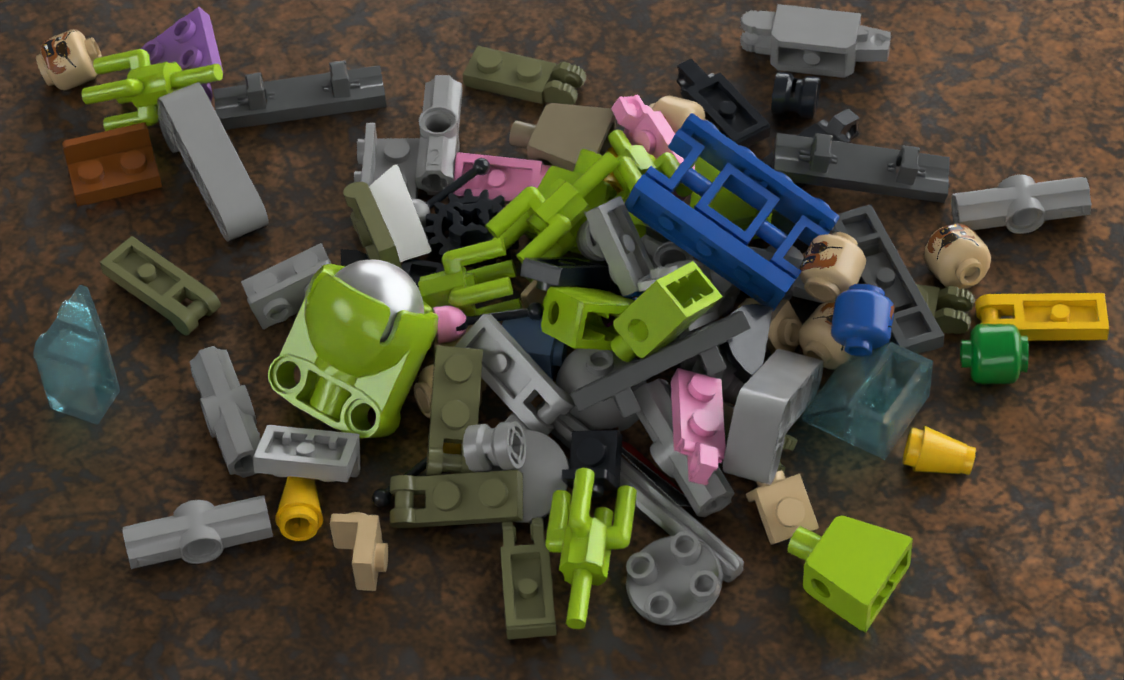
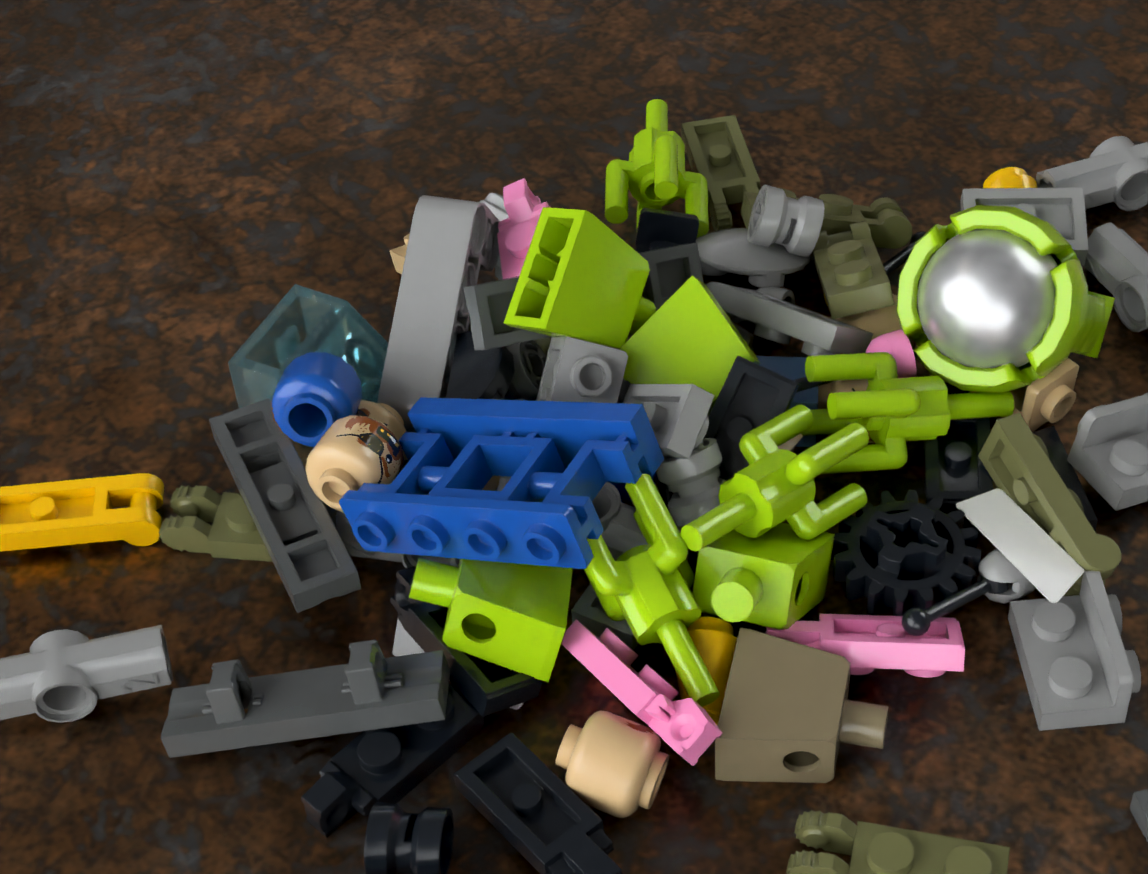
camera: 175 degrees right, 5 degrees down
(363, 535) = (925, 183): tan bracket -> none
(439, 134) = (1011, 714): light grey piece -> none
(674, 579) = (558, 178): light grey dish -> none
(852, 566) = (347, 207): lime torso -> none
(937, 453) = (227, 332): yellow cone -> none
(957, 256) = (174, 575): tan head -> none
(995, 354) = (144, 440): green head -> none

